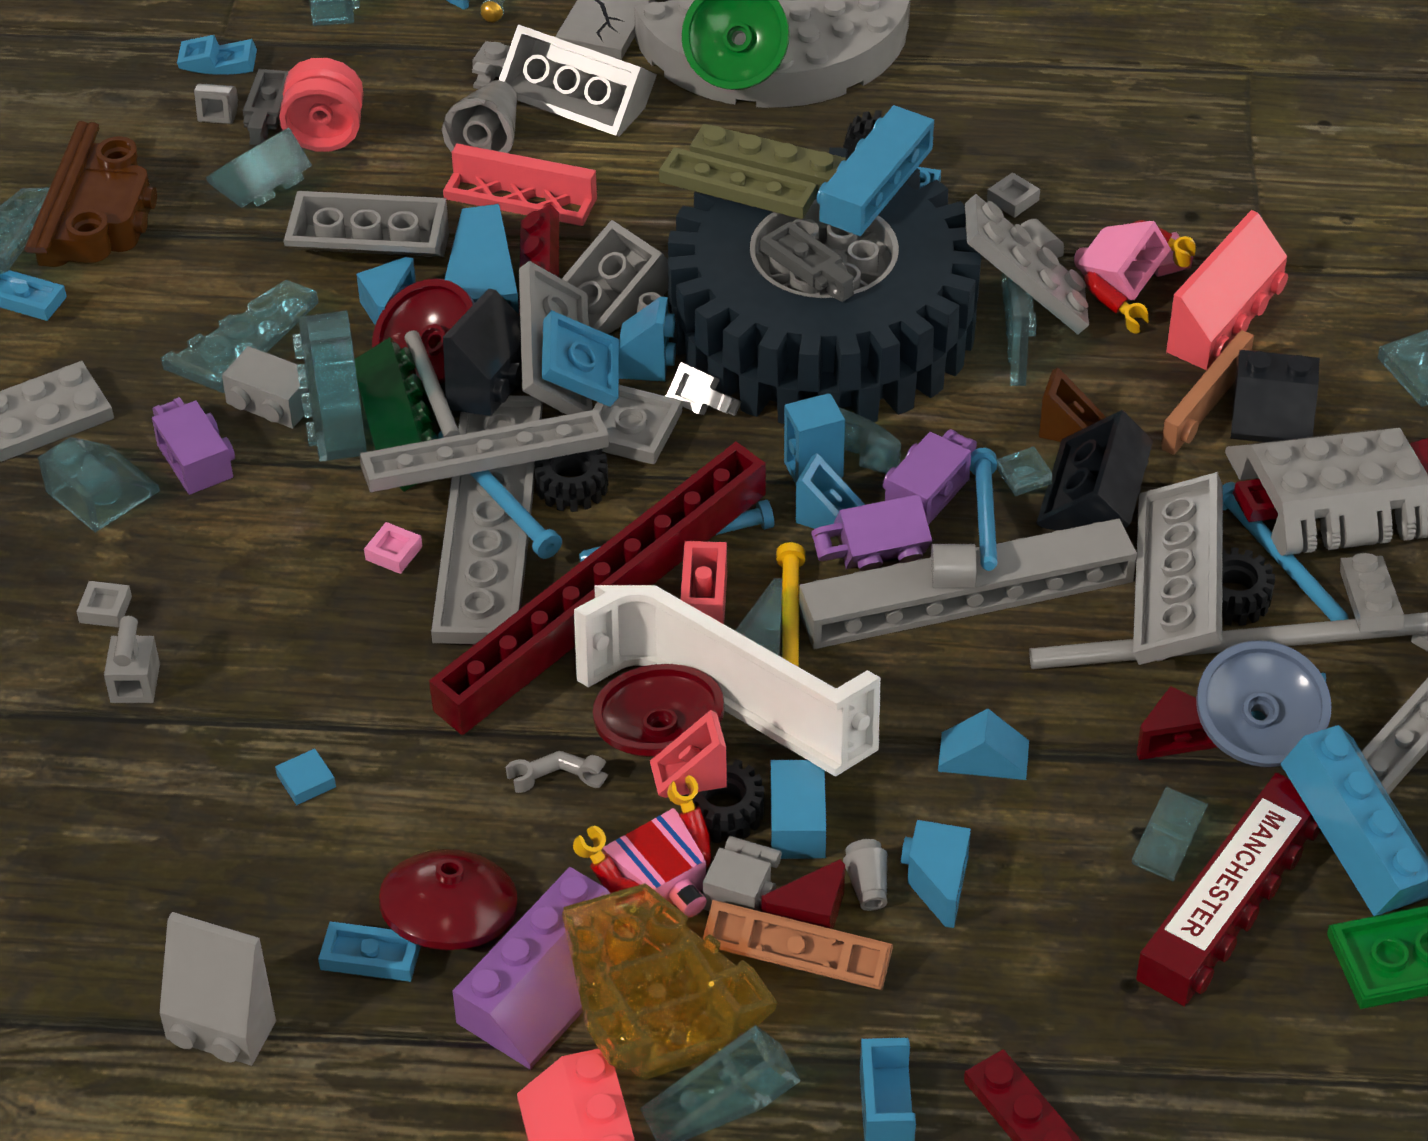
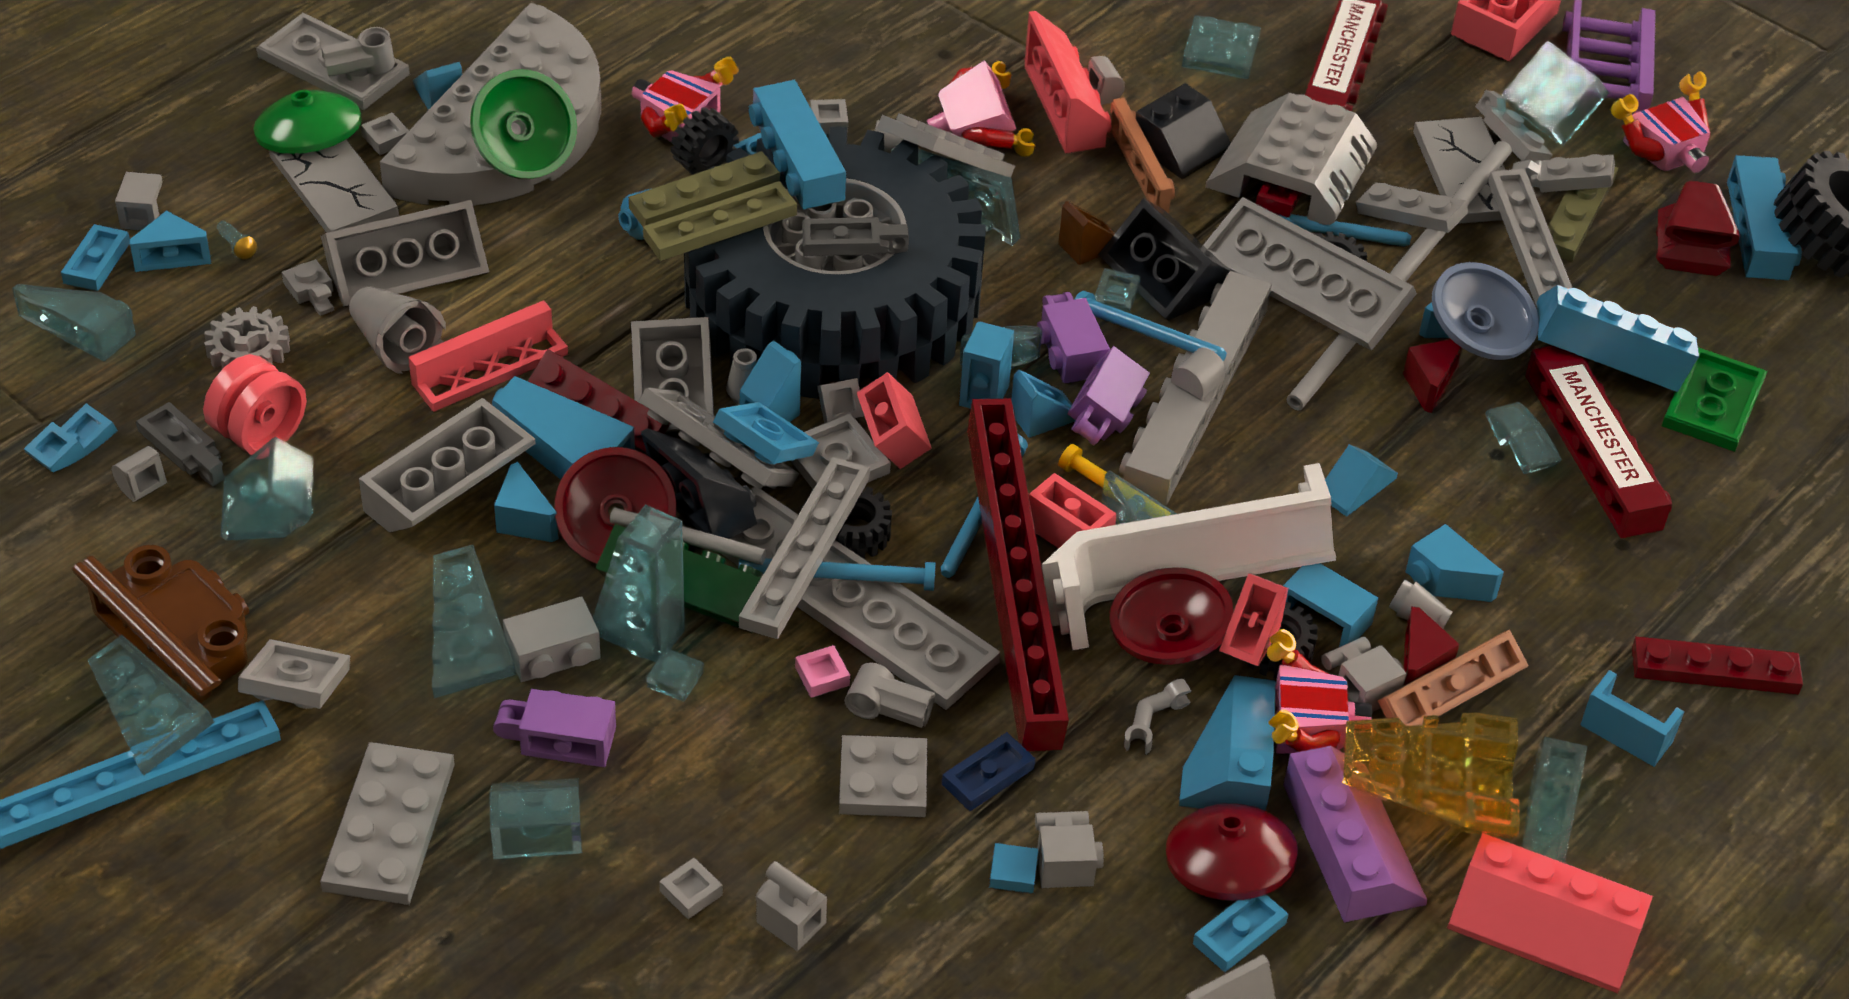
camera: 55 degrees left, 0 degrees up
(101, 284) = (294, 674): none -> light grey plate
(311, 474) = (675, 674): none -> clear light blue plate
(326, 647) = (883, 776): none -> light grey plate
(346, 797) = (1067, 849): none -> light grey brick
(386, 702) = (988, 771): none -> dark blue plate
(395, 68) = (246, 335): none -> light grey gear
(403, 595) = (878, 693): none -> light grey piece
(542, 849) = (1234, 750): none -> dark azure wedge
(696, 426) = (894, 420): none -> coral brick
(922, 98) = (679, 95): none -> torso
(1277, 317) = (1105, 79): none -> light grey brick

